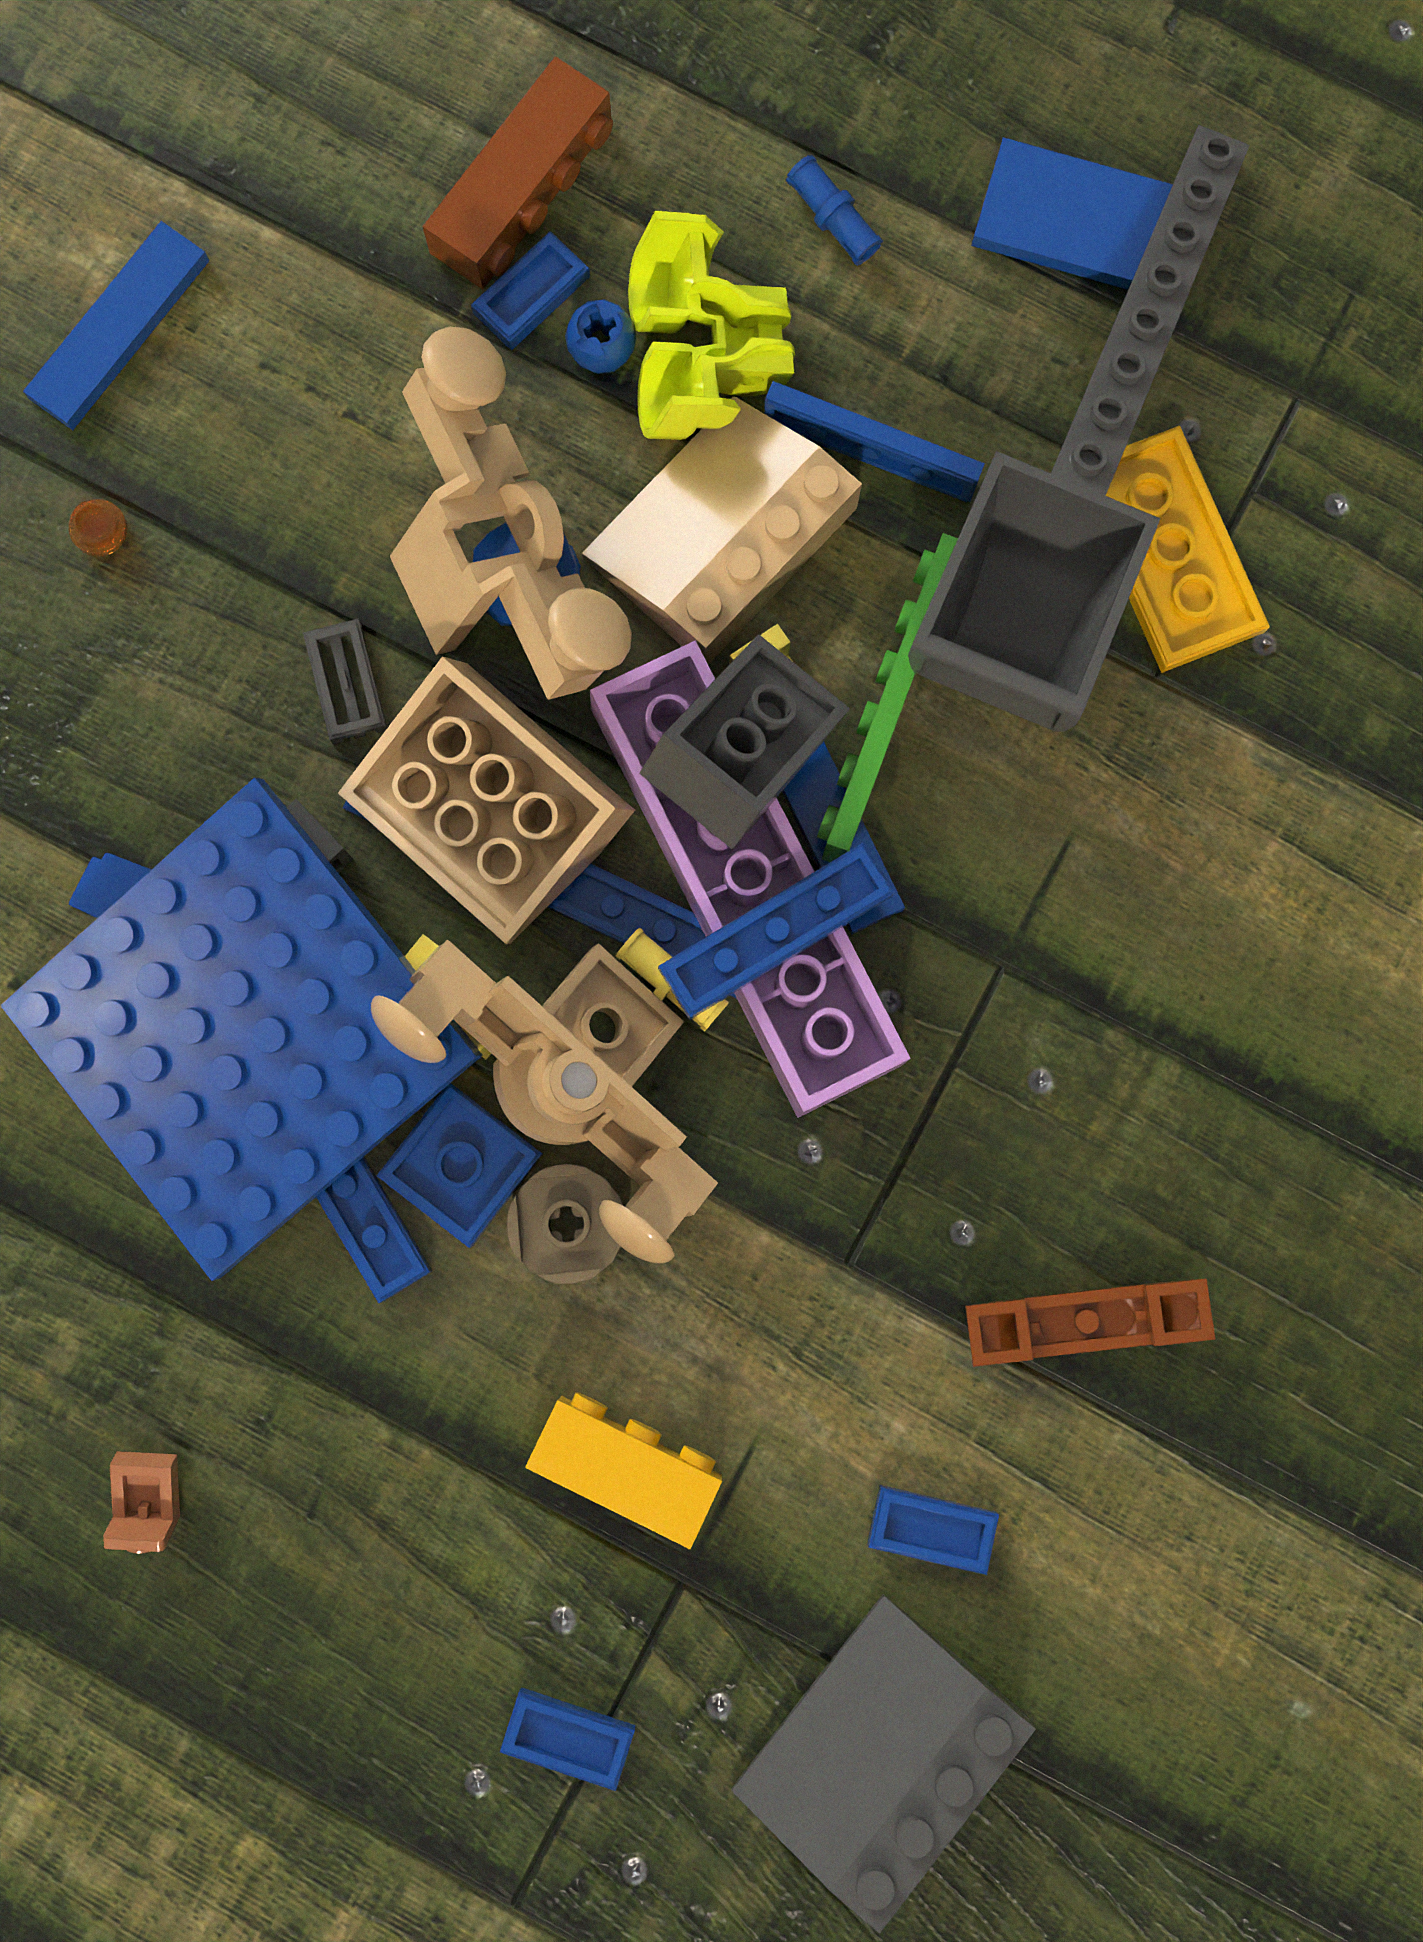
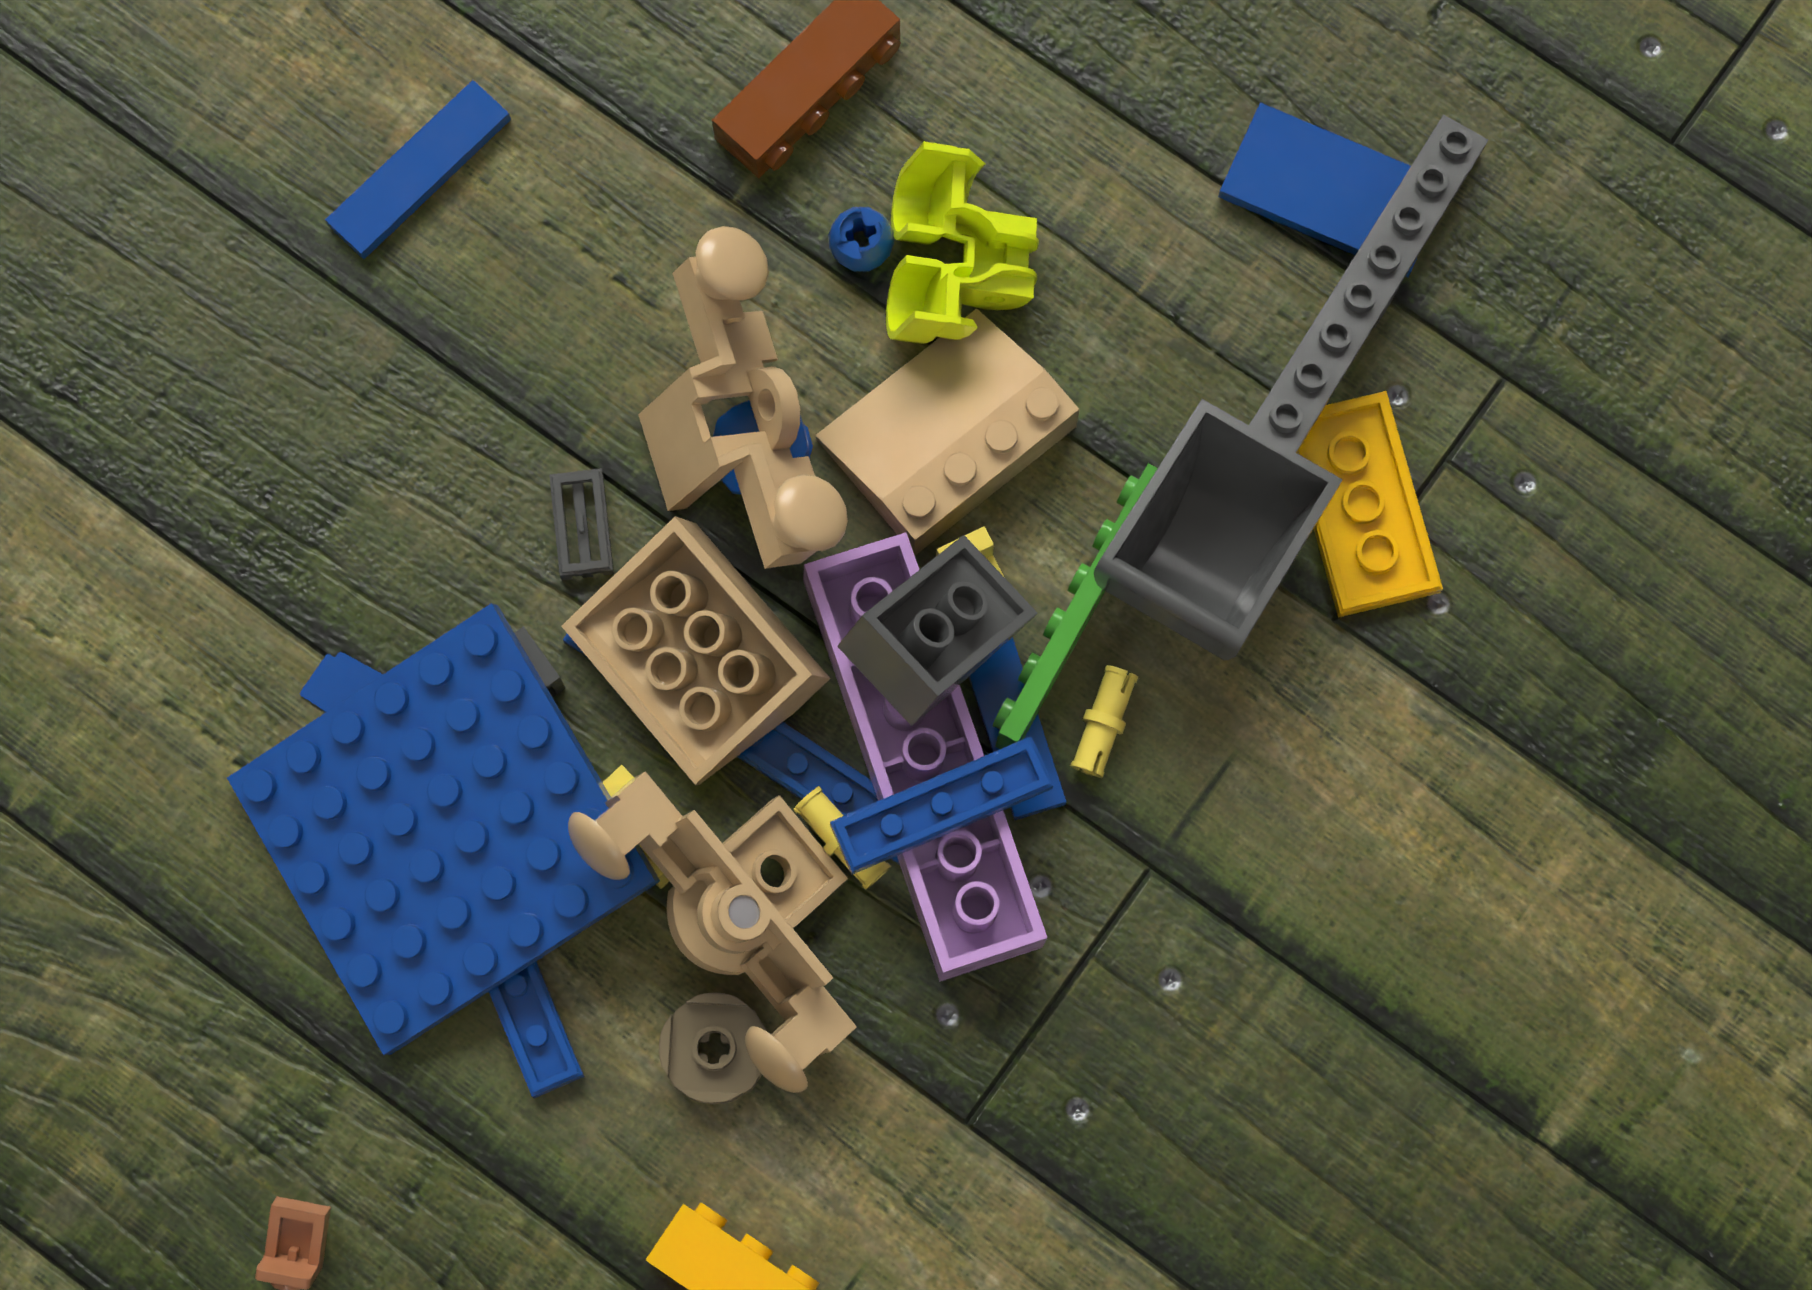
camera: 10 degrees right, 5 degrees down
(97, 527) = (375, 353): clear orange plate -> none
(459, 1165) = (624, 981): blue tile -> none
(530, 290) = (802, 186): blue tile -> none
(834, 210) = (1093, 149): blue pin -> none
(874, 442) = (1097, 369): blue tile -> none
(933, 816) = (1104, 721): none -> light yellow pin
(1090, 1321) = (1179, 1204): dark orange slope -> none

